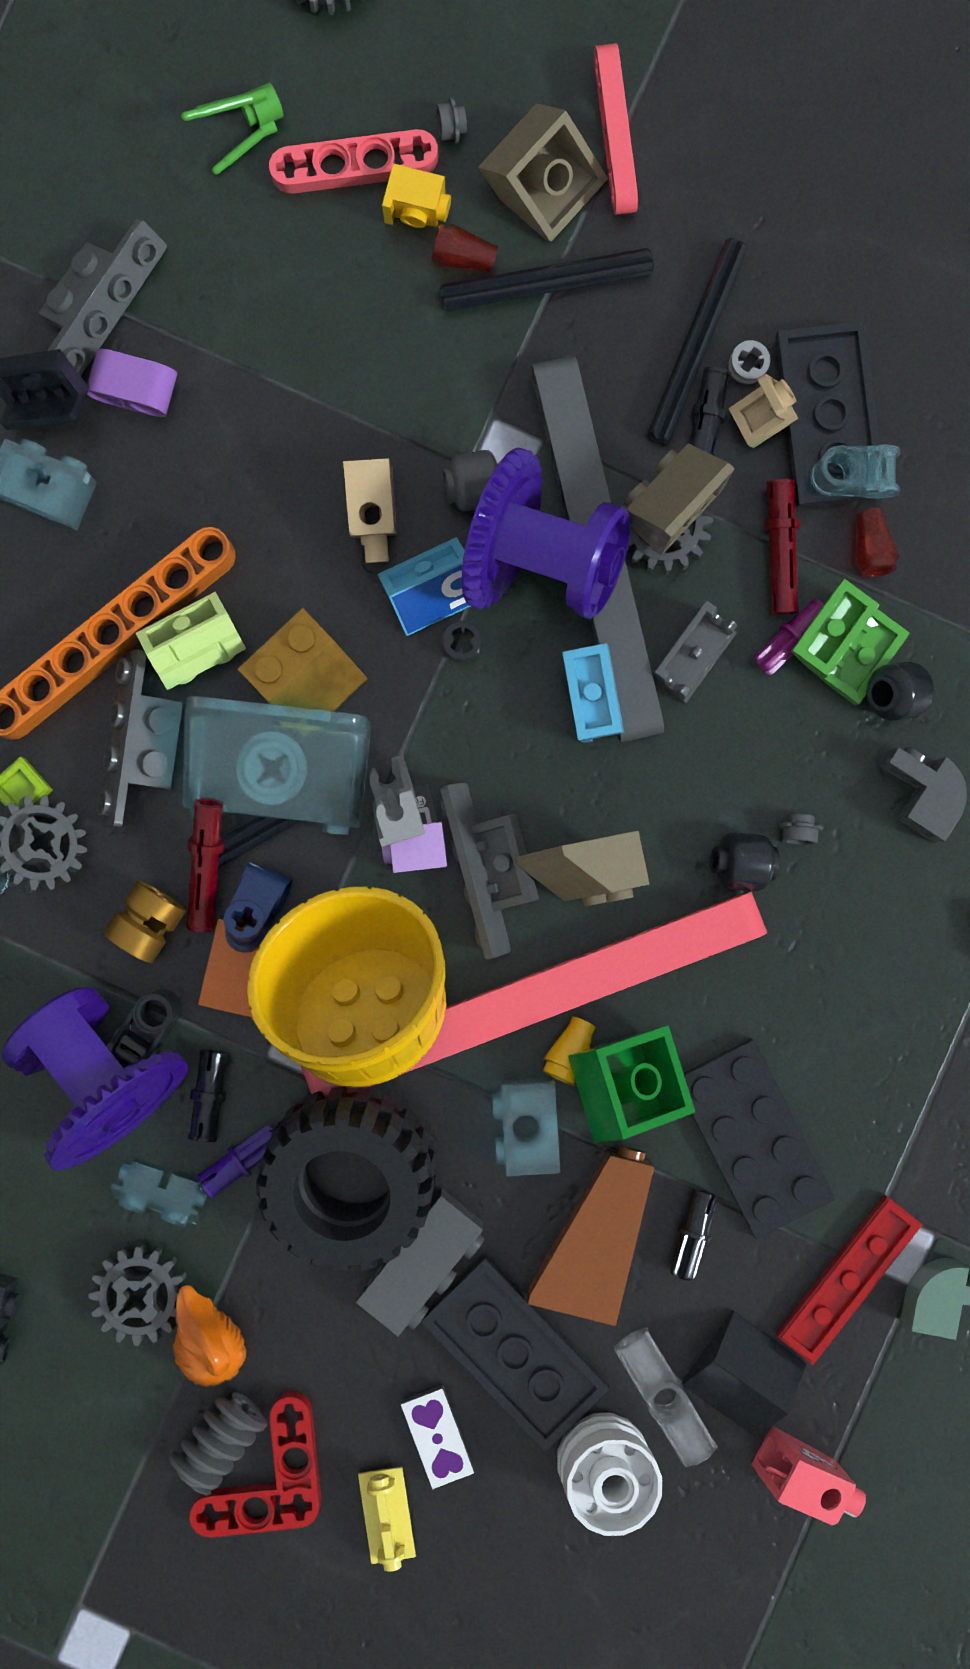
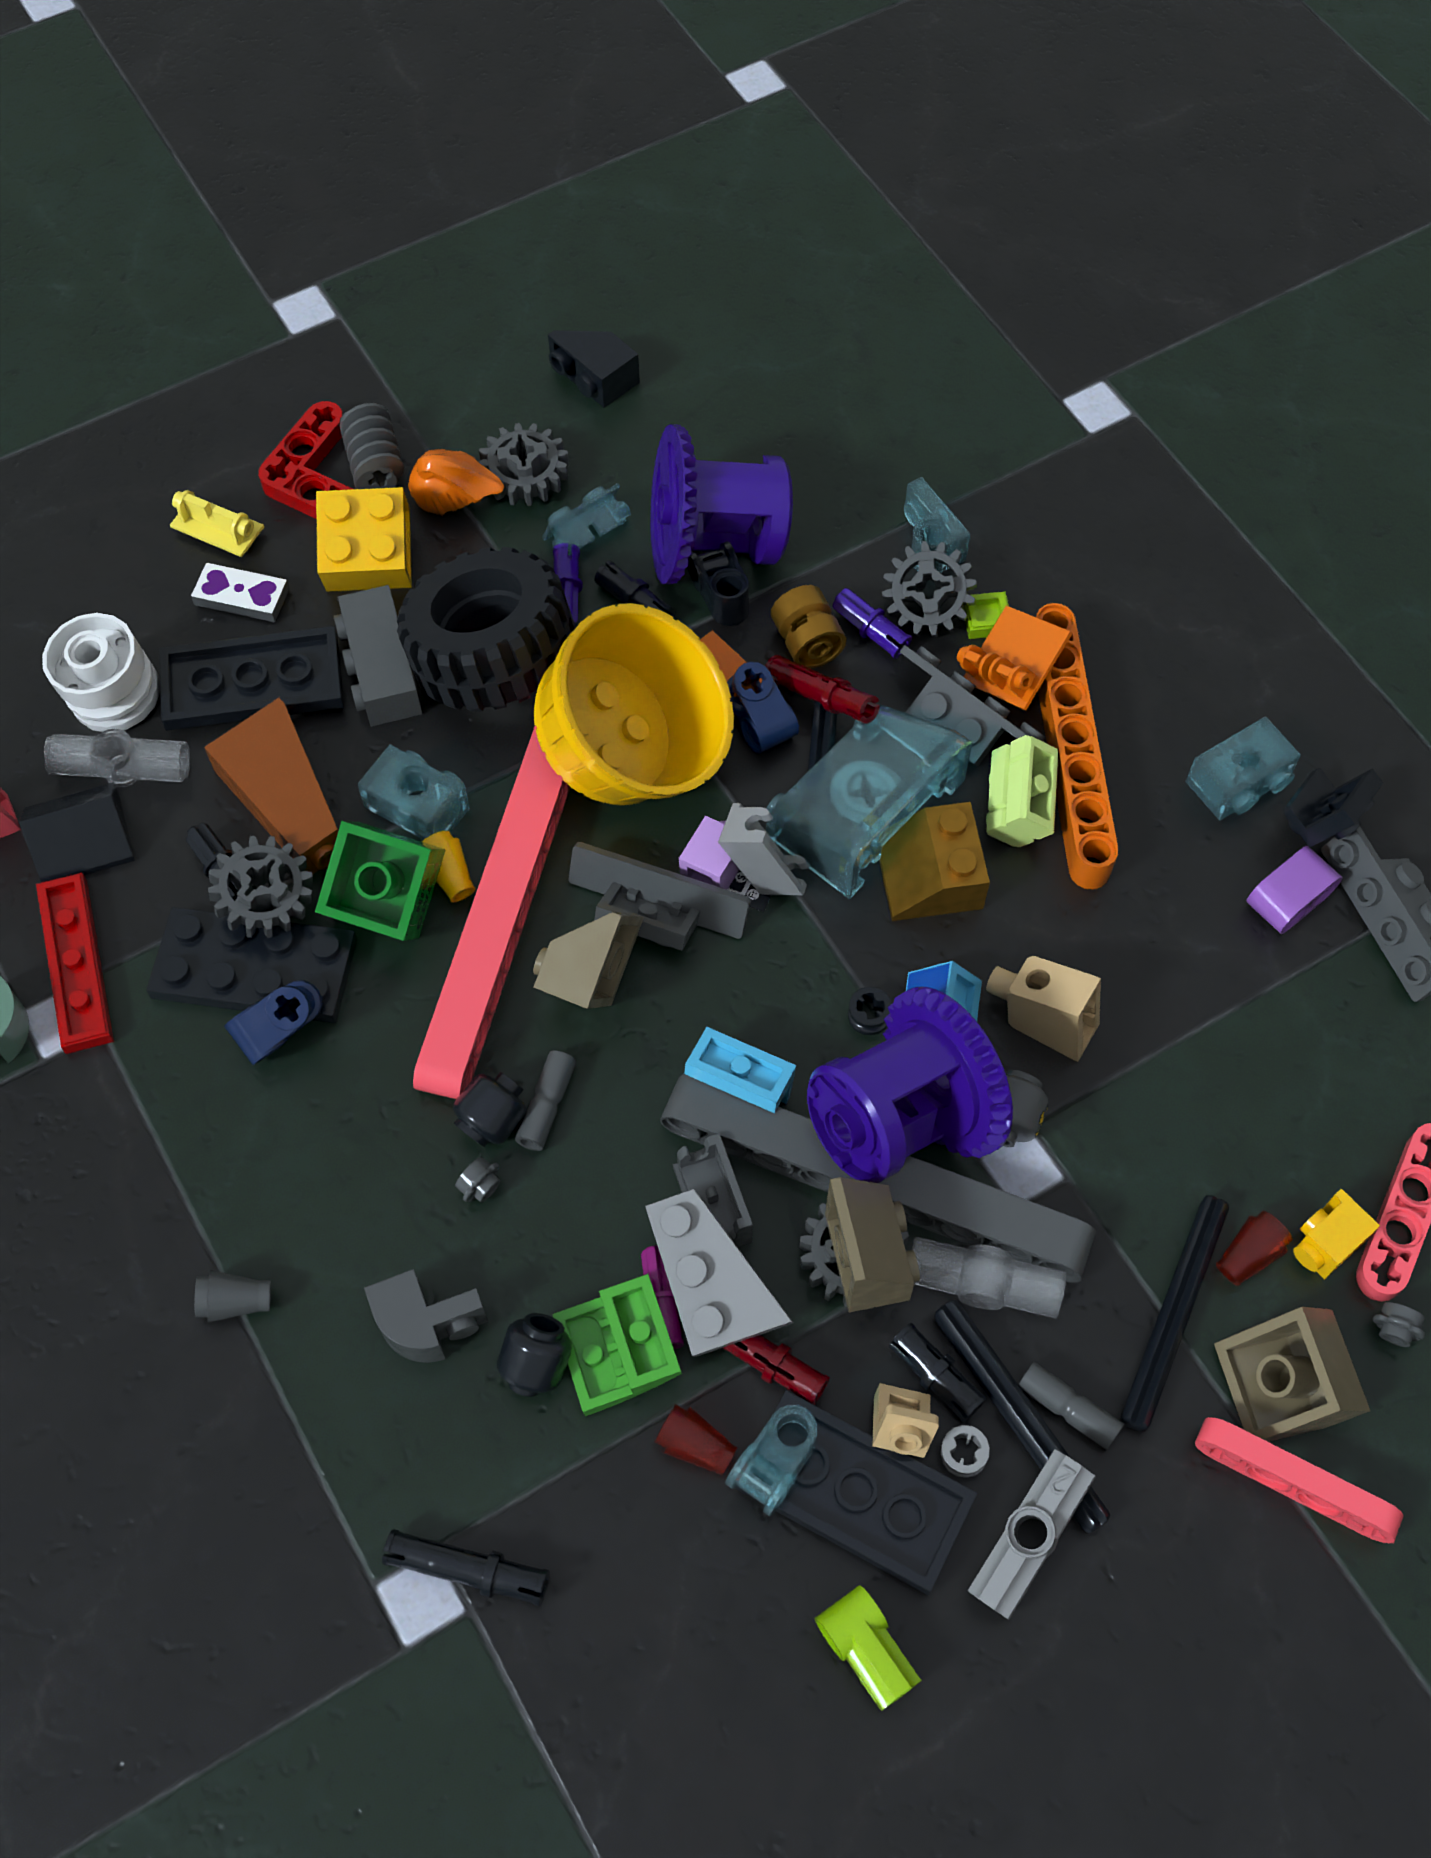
camera: 125 degrees right, 25 degrees down
(61, 726) = (1014, 657): none -> orange hinge
(99, 876) = (871, 622): none -> dark purple axle
(323, 1364) = (363, 539): none -> yellow piece
(618, 421) = (989, 1277): none -> clear piece
(667, 318) = (1075, 1408): none -> dark grey piece
(701, 830) = (543, 1106): none -> dark grey piece
(704, 1196) = (265, 905): none -> dark grey gear
(757, 276) = (1012, 1567): none -> light grey piece
(768, 601) = (710, 1278): none -> light grey wing
(793, 1075) = (270, 1021): none -> dark blue piece
(922, 349) = (860, 1636): none -> lime piece

